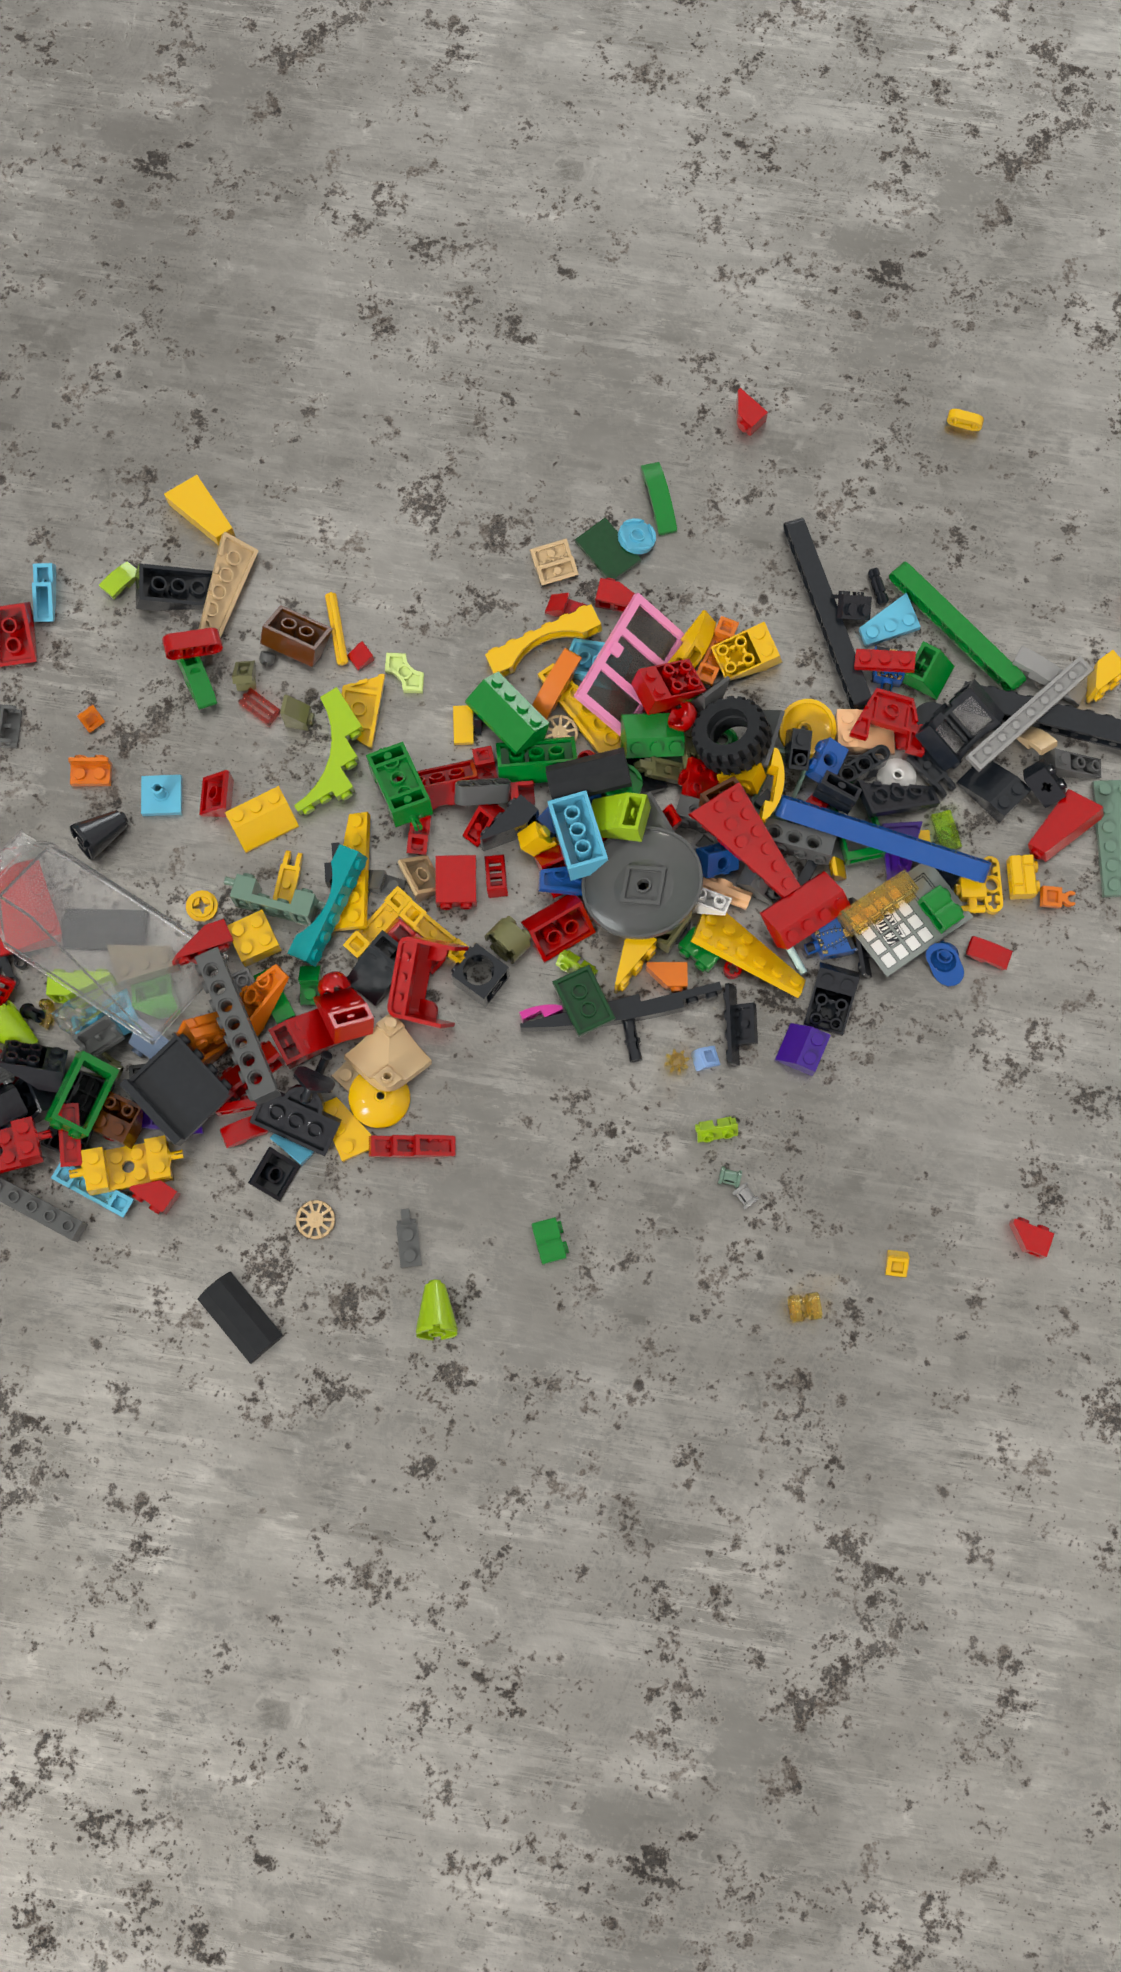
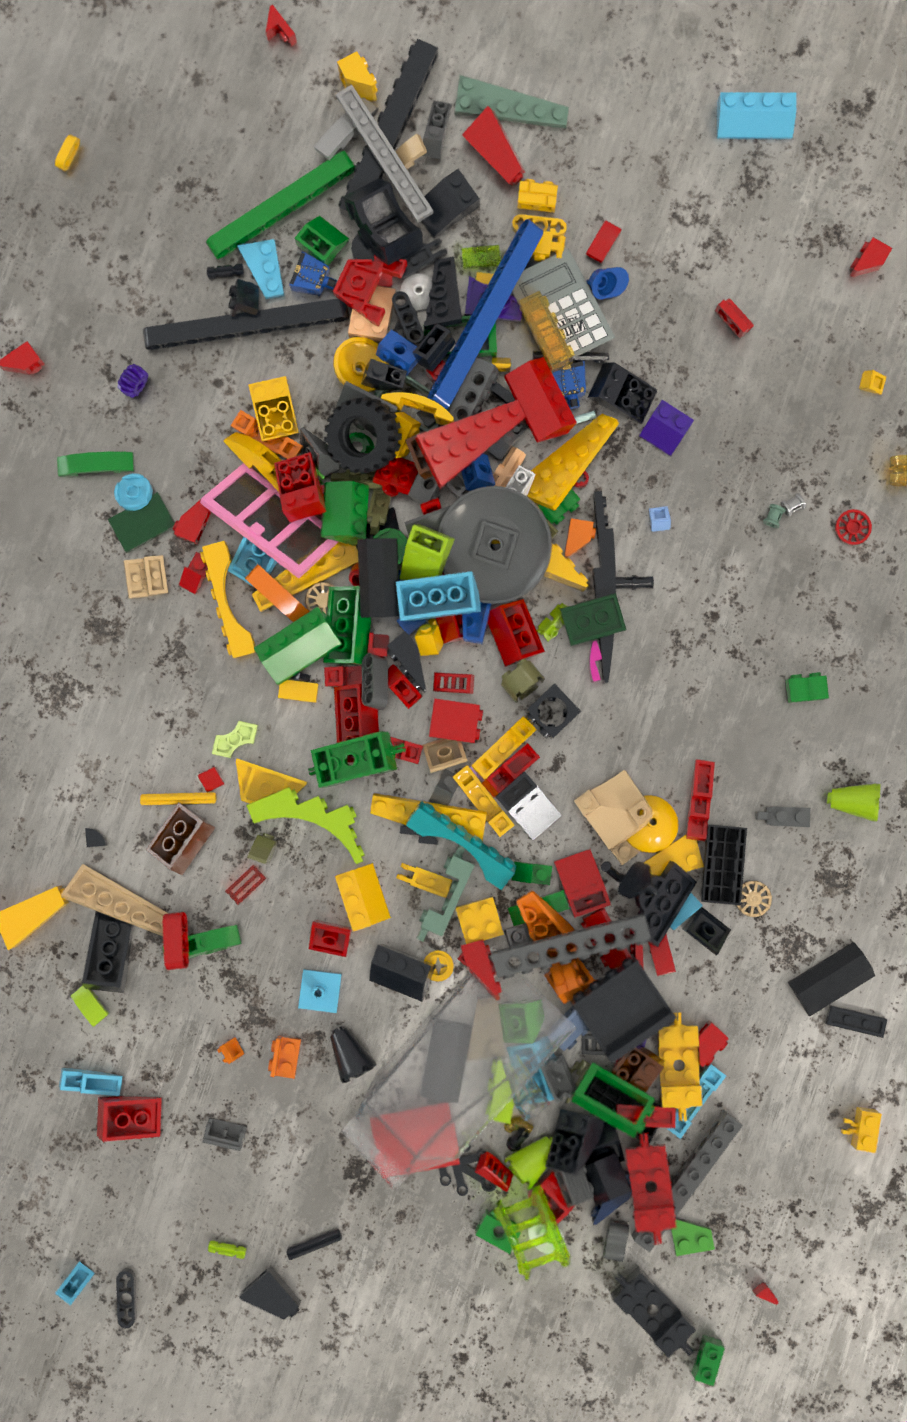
camera: 75 degrees left, 10 degrees up
(82, 1376) = (864, 1129): none -> yellow brick
(191, 868) = (401, 972): none -> black slope
(198, 1351) = (856, 1021): none -> black tile
(244, 675) = (210, 894): olive slope -> none
(268, 657) = (196, 870): dark grey hinge -> none
(285, 557) = (94, 838): none -> black tile
(332, 980) = (535, 850): red hair -> none
(345, 1015) = (569, 844): red slope -> none
(346, 1179) = (724, 864): none -> black piece
(411, 980) = (564, 782): red windscreen -> none
(678, 1067) = (658, 540): clear yellow gear -> none
(682, 718) = (335, 478): red hair -> none
(707, 1132) = (729, 527): lime hinge -> none
(734, 1266) = (853, 527): none -> red wheel
(740, 1024) = (636, 480): black bracket -> none
(747, 515) = (132, 380): none -> dark purple gear
(885, 660) = (308, 277): red plate -> none
(936, 1101) = (734, 317): none -> red bracket
(941, 909) = (560, 275): green brick -> none
(1045, 783) = (453, 154): black brick -> none
(1054, 898) = (561, 170): orange plate -> none

